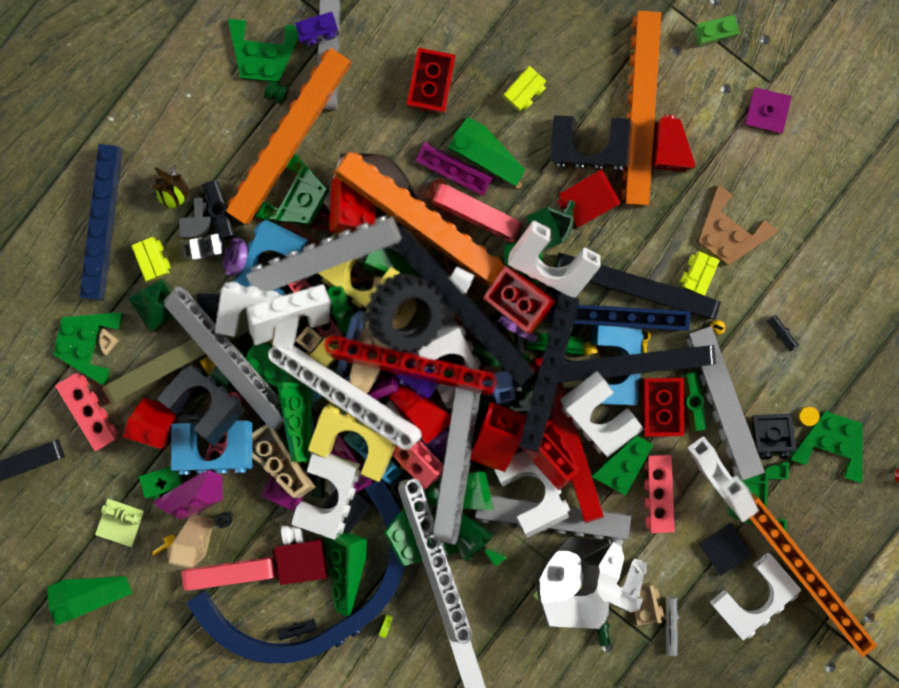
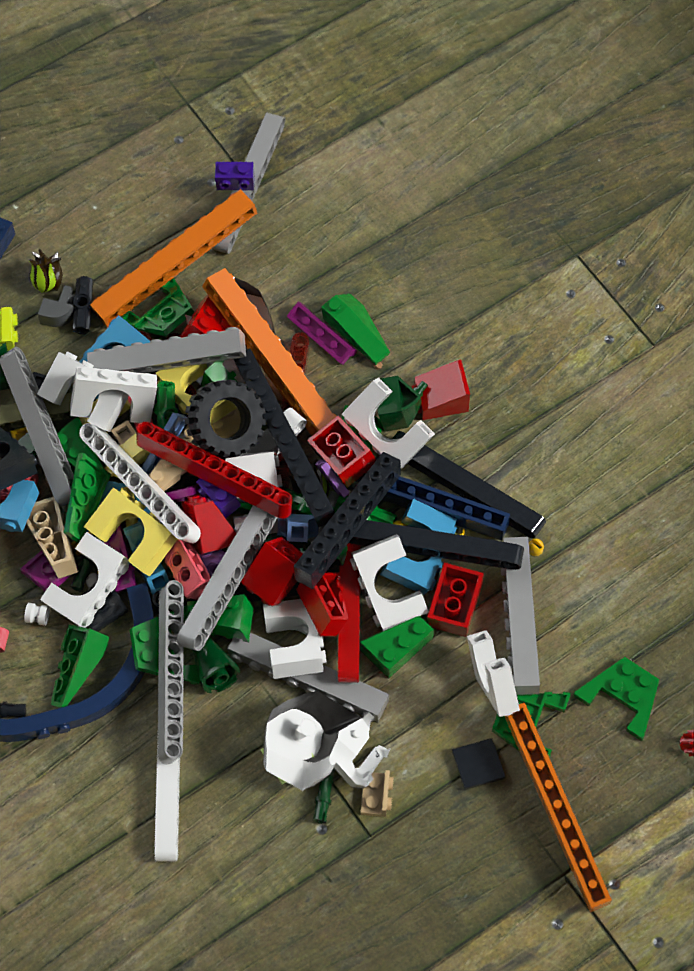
camera: 20 degrees right, 25 degrees down
(202, 247) = (54, 332): dark grey brick -> none
(235, 257) = (81, 347): medium lavender tile -> none
(259, 59) = (176, 196): green wing -> none
(276, 92) = (176, 223): dark green wheel -> none
(300, 562) = (34, 641): dark red panel -> none
(385, 626) = (96, 733): lime tile -> none
(431, 81) = (325, 251): red brick -> none
(476, 212) = (325, 368): coral beam -> none
(494, 556) = (235, 697): green slope -> none
(524, 89) = (412, 283): neon yellow brick -> none
(614, 155) = (478, 356): black arch -> none
(642, 106) = (519, 333): orange brick -> none
(665, 523) = (421, 716): coral brick -> none
(671, 146) = (536, 367): red slope -> none
(671, 626) = (397, 822): light grey pin -> none
(695, 414) = (490, 595): green piece -> none
(700, 273) = (534, 487): neon yellow brick -> none
(716, 31) = (613, 283): bright green brick -> none
(727, 238) = (569, 467): medium nougat wing -> none
(768, 110) = (644, 367): magenta plate -> none
(774, 435) = (562, 663): black plate -> none
(781, 591) = (477, 841): white arch -> none
(782, 333) = (601, 570): black pin -> none
(808, 416) = (605, 657): yellow tile -> none

